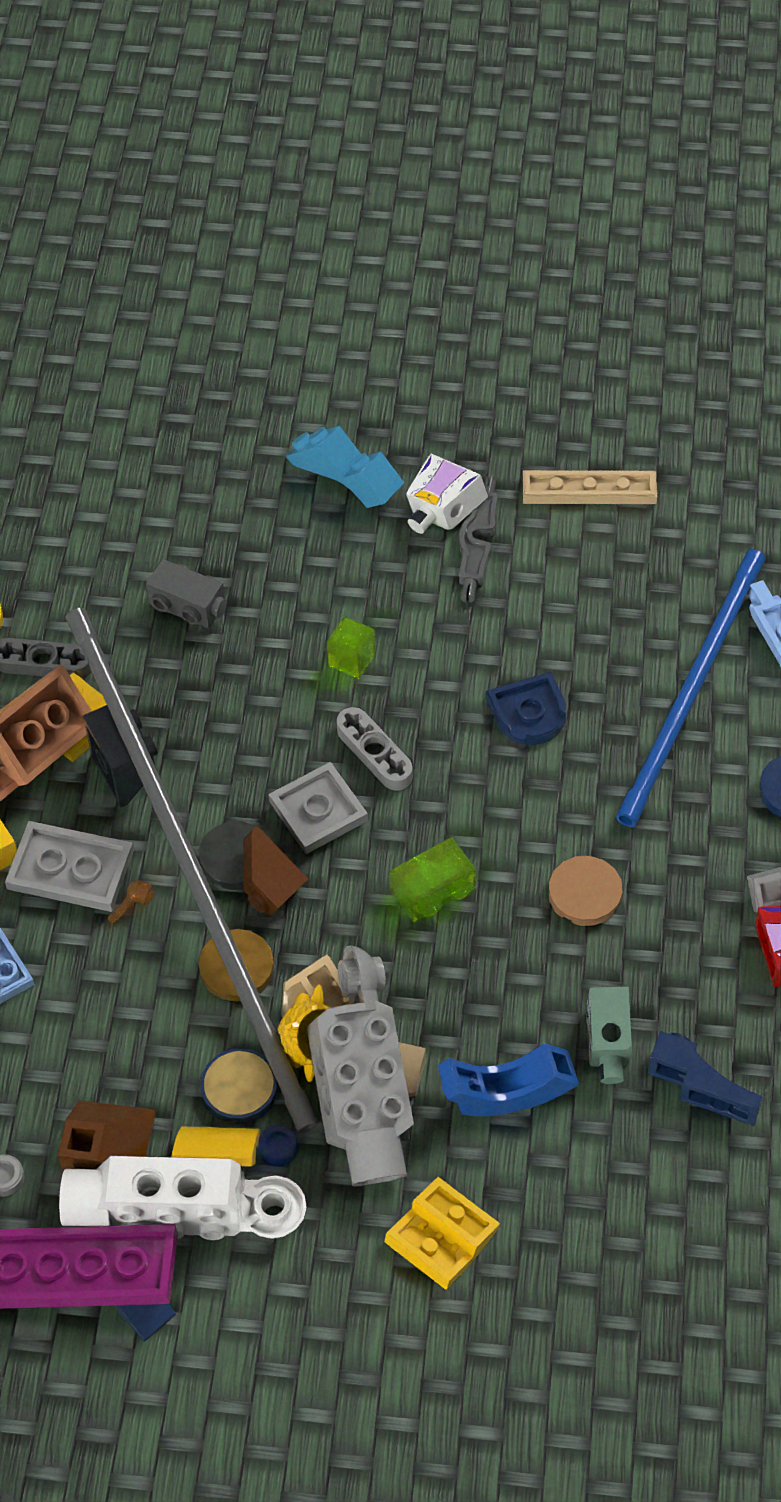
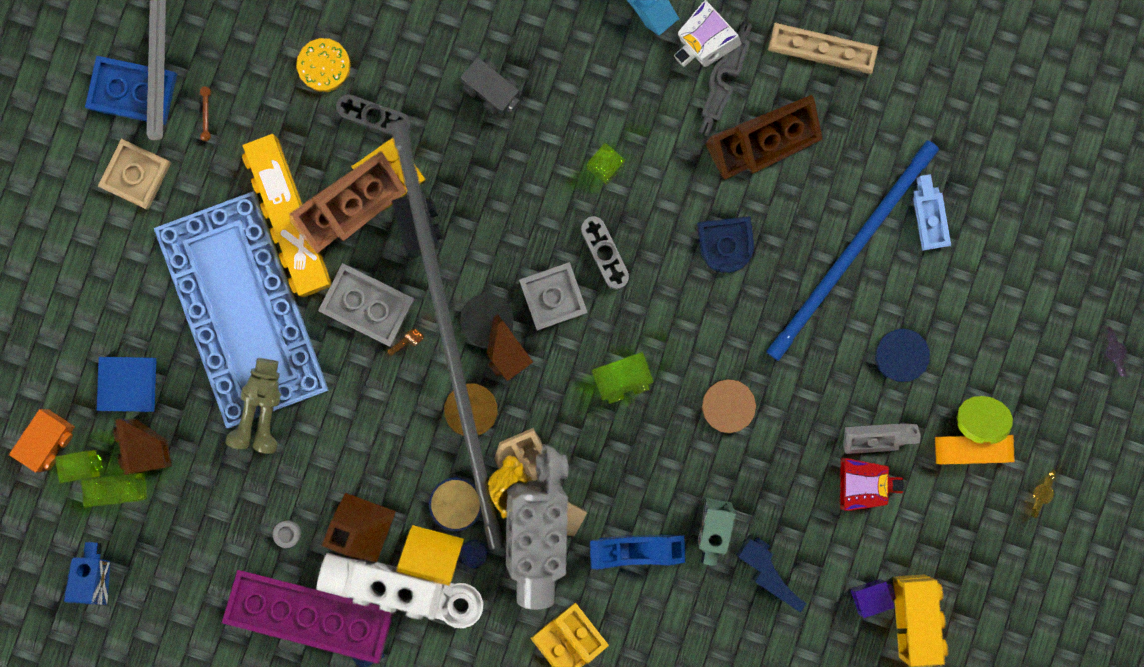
camera: 10 degrees right, 30 degrees up
(543, 581) = (766, 138): none -> reddish brown slope

